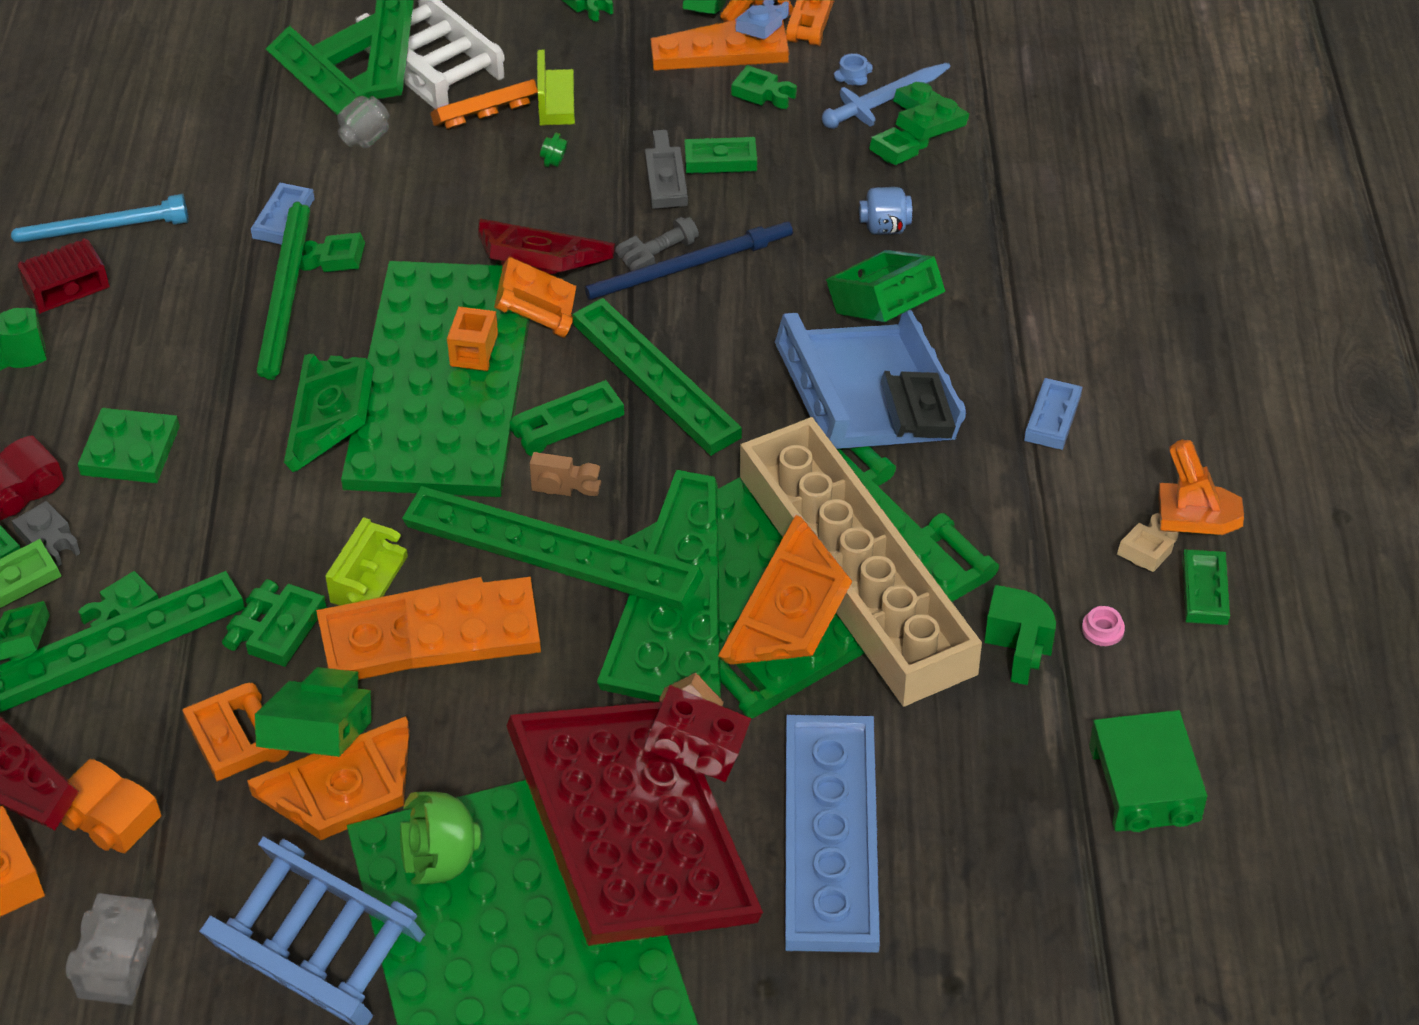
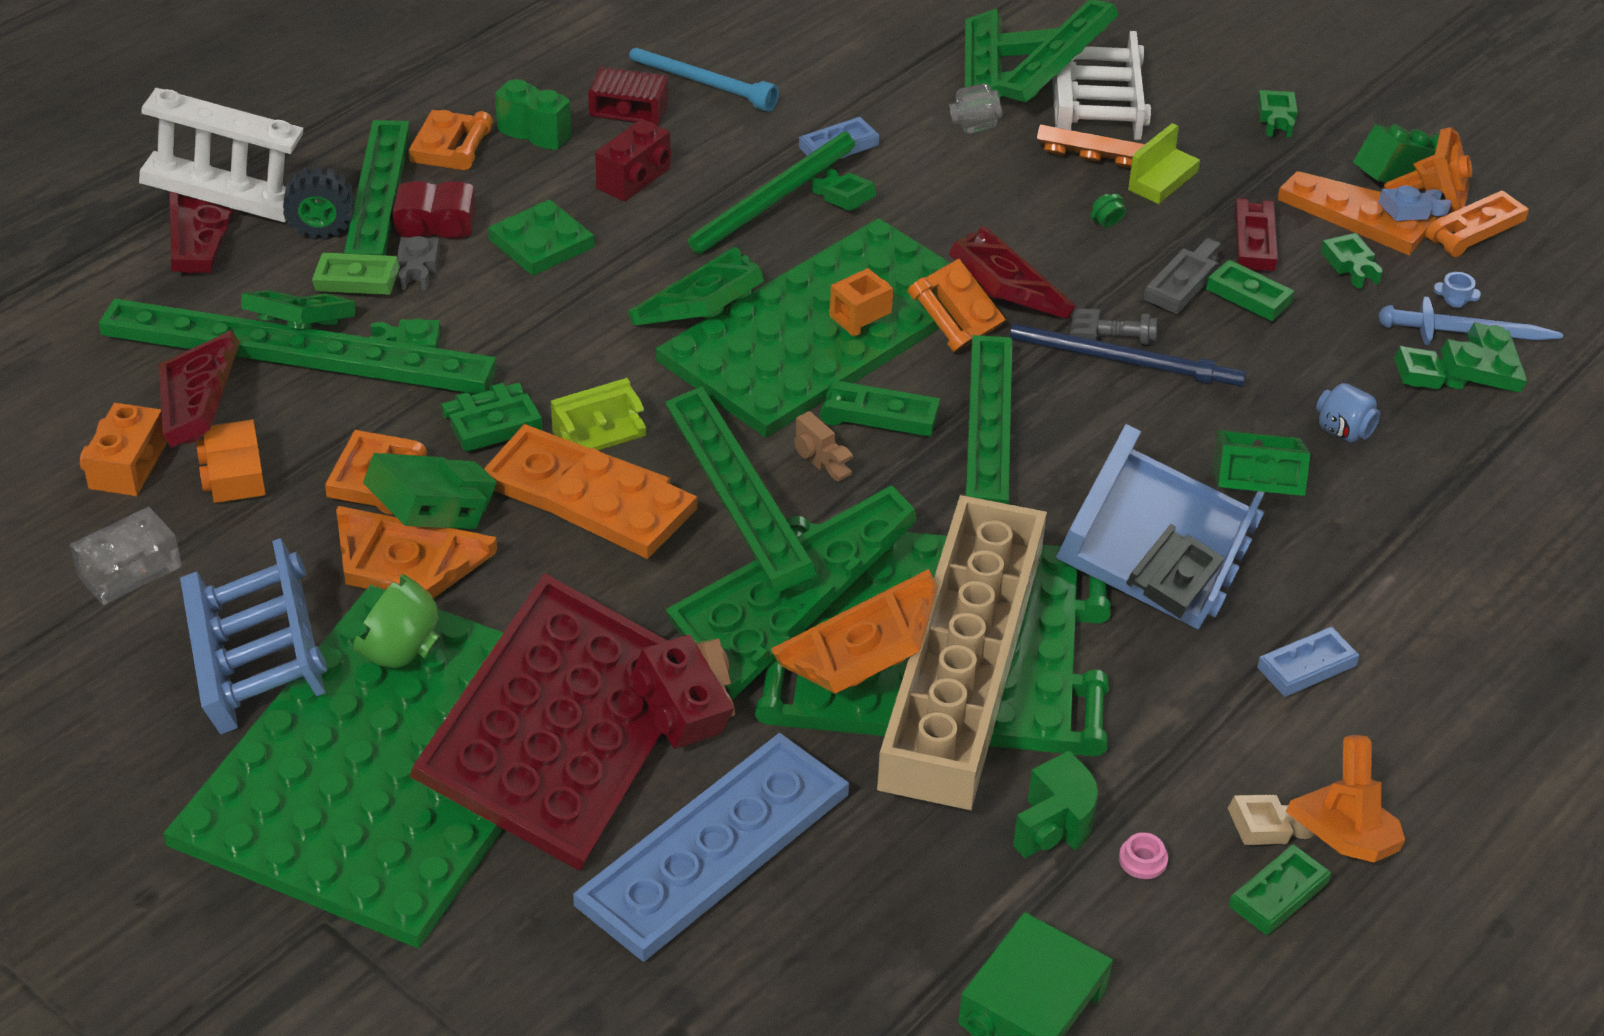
camera: 40 degrees right, 5 degrees down
(138, 330) = (632, 160): none -> dark red brick
(675, 107) = (1255, 234): none -> dark red plate

